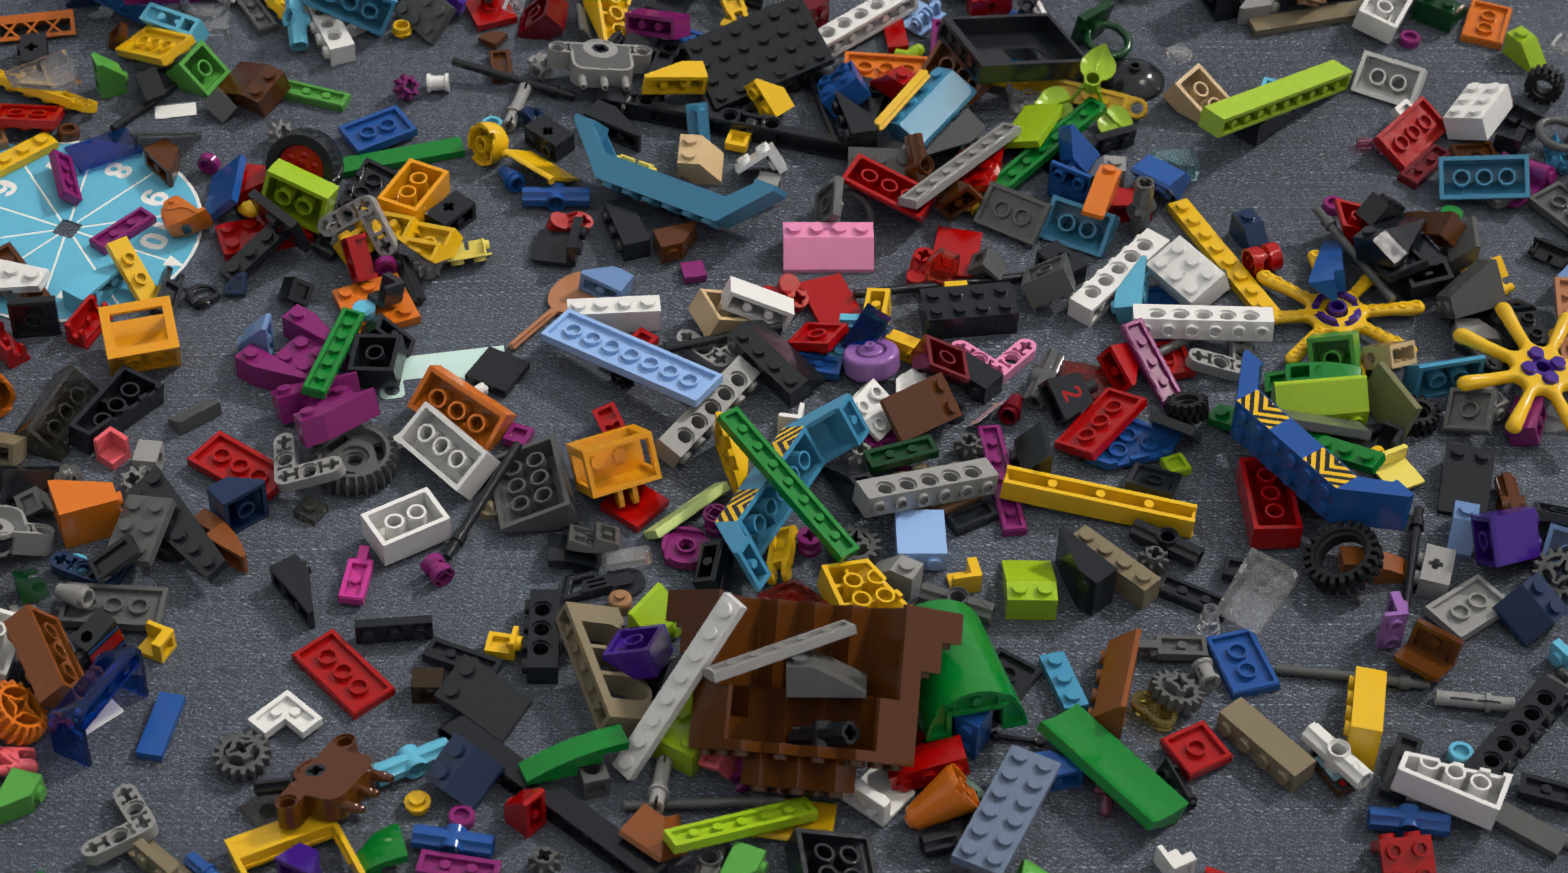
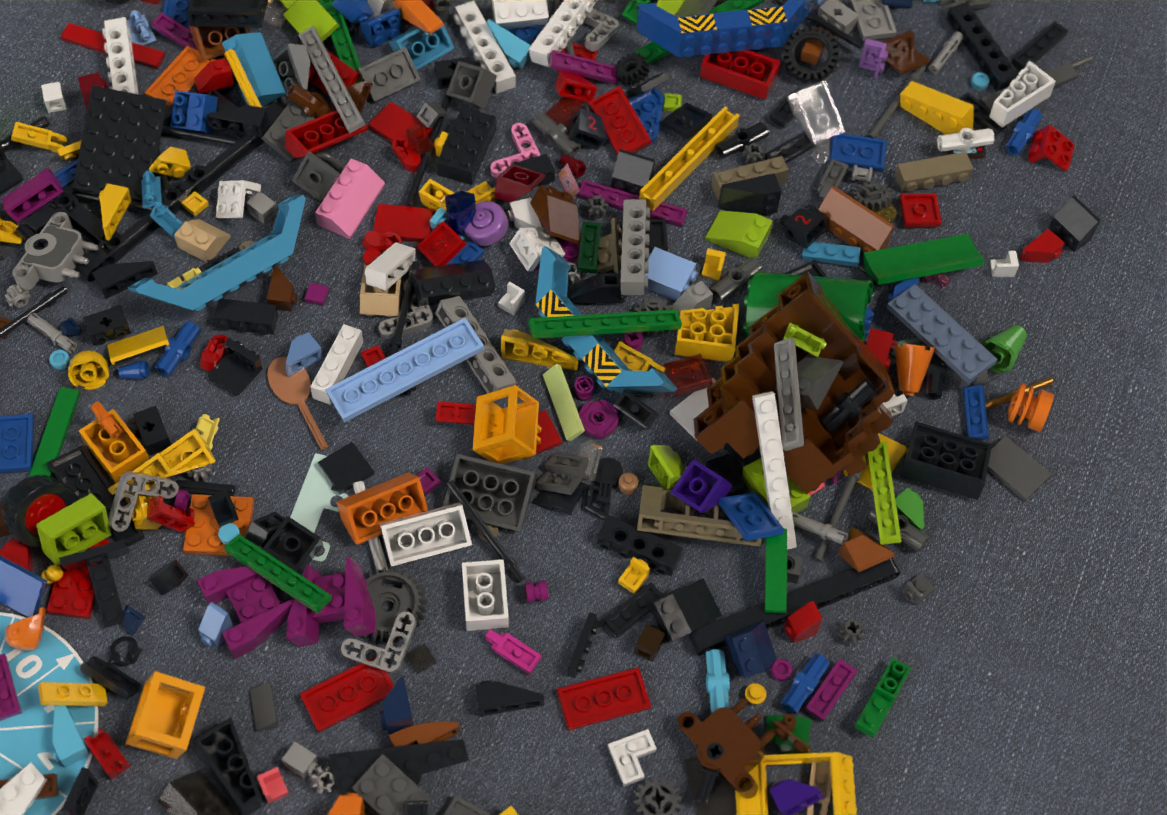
camera: 65 degrees left, 15 degrees up
(370, 828) = (784, 731): none -> reddish brown hinge
(429, 167) = (106, 420): none -> orange axle
(620, 701) = (751, 516): none -> blue tile
(717, 98) = (150, 190): none -> dark azure hinge
(874, 651) = (805, 340): none -> lime hinge
(917, 50) = (173, 52): lime arm -> none
(1076, 639) = (804, 226): none -> black torso
(1172, 775) = (937, 233): black hinge -> none

